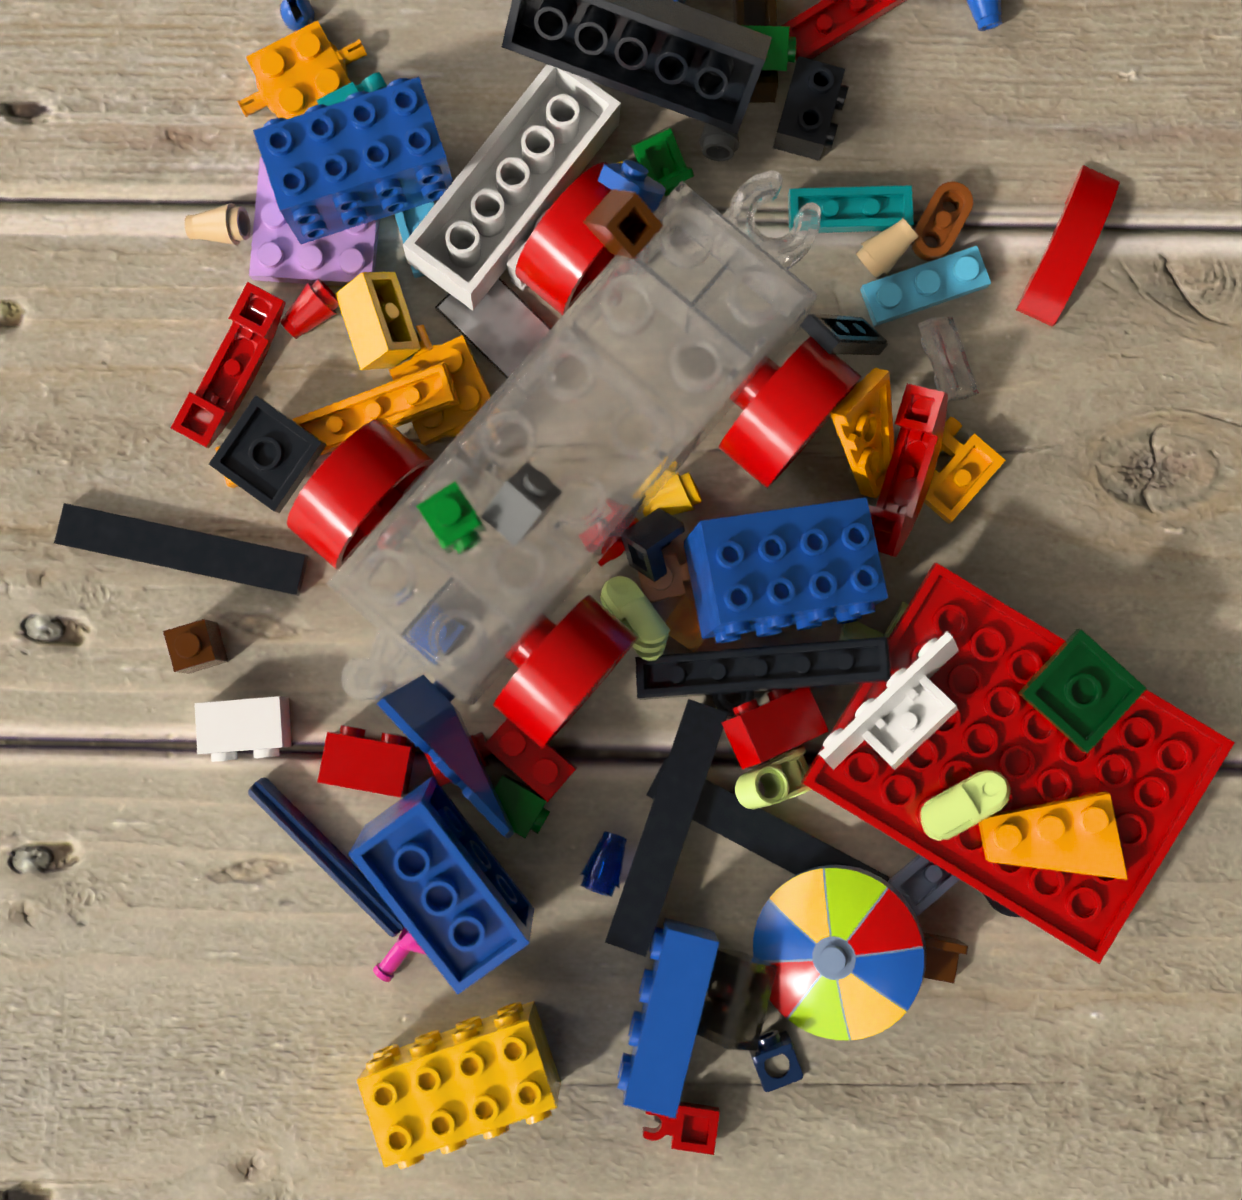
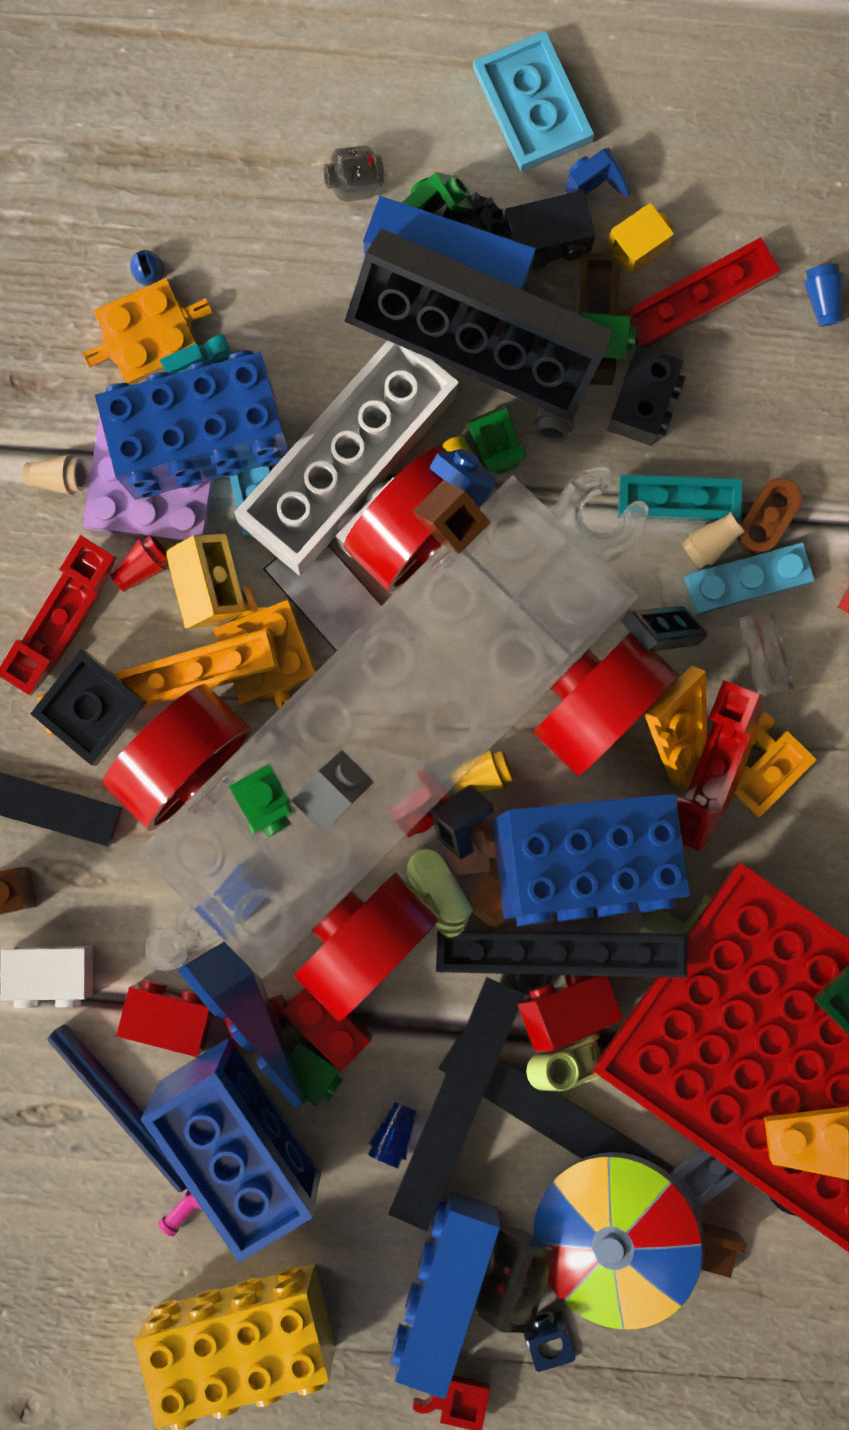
camera: 10 degrees right, 0 degrees up
(902, 714) = (696, 1013): white bracket -> none
(964, 805) = (752, 1106): yellowish green arm -> none

